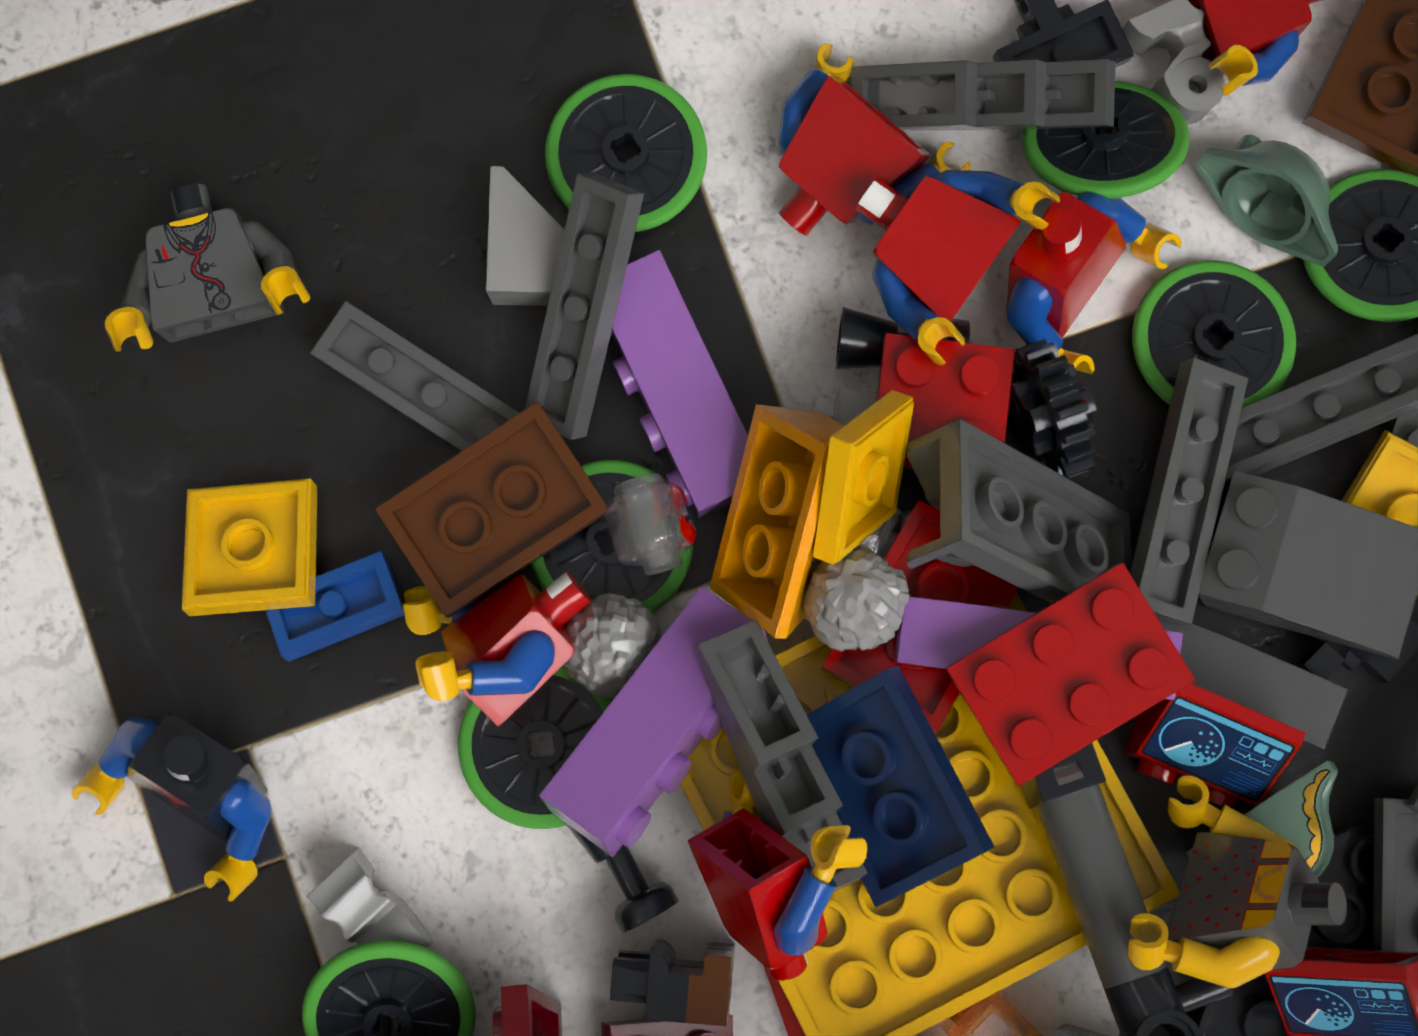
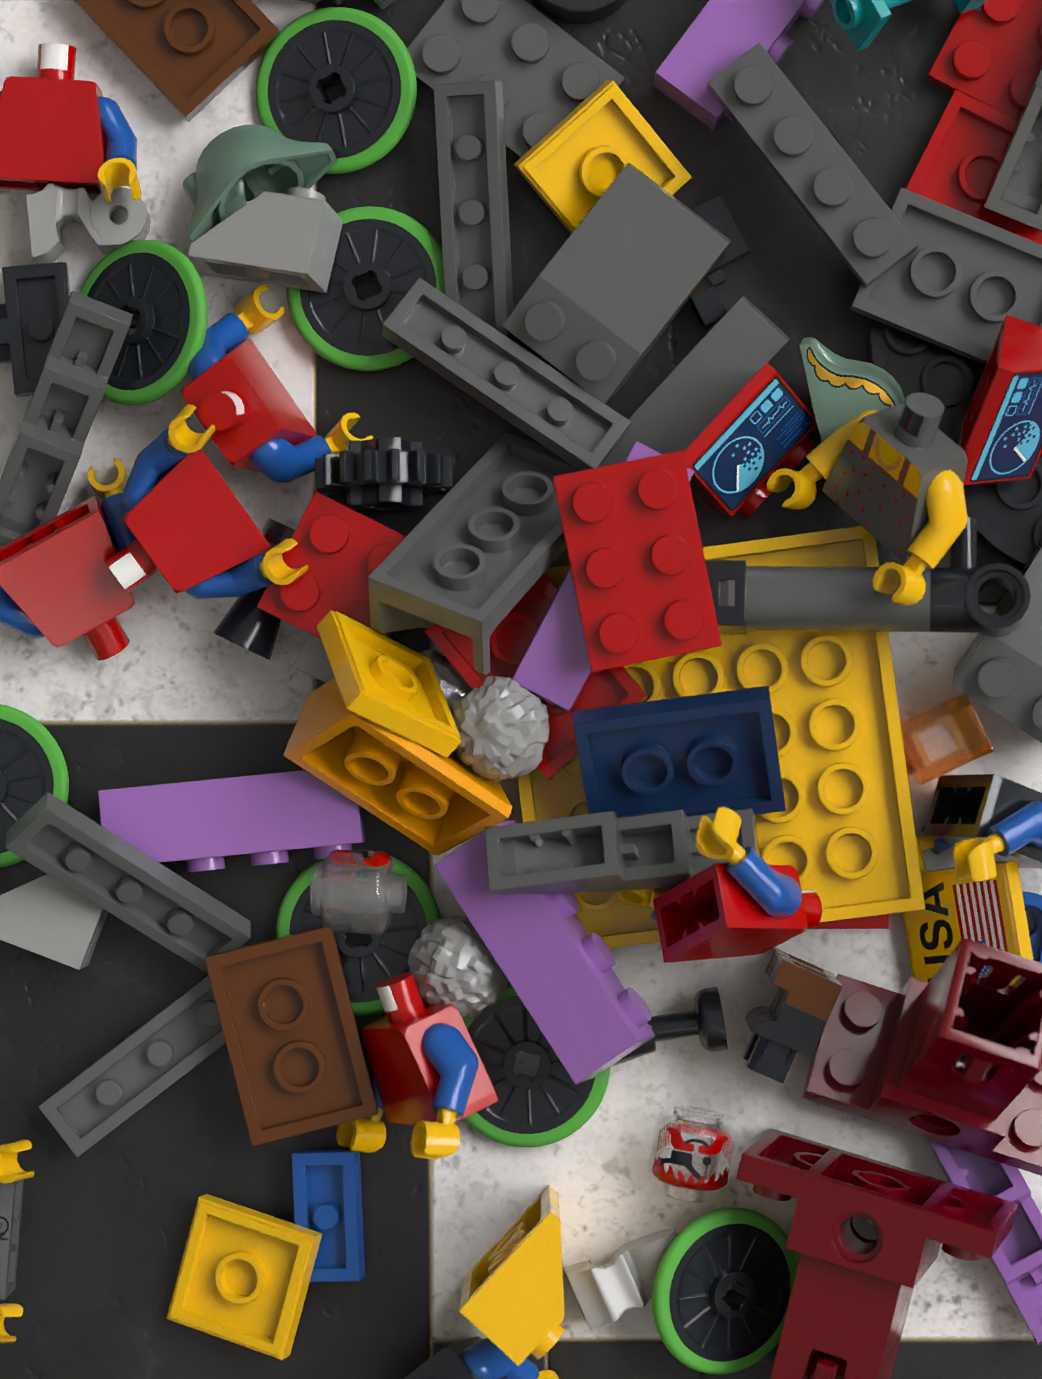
camera: 65 degrees left, 5 degrees up
(325, 810) = (518, 1284): none -> yellow slope
(511, 934) = (692, 1152): none -> head
(1226, 234) = (274, 241): none -> light grey slope

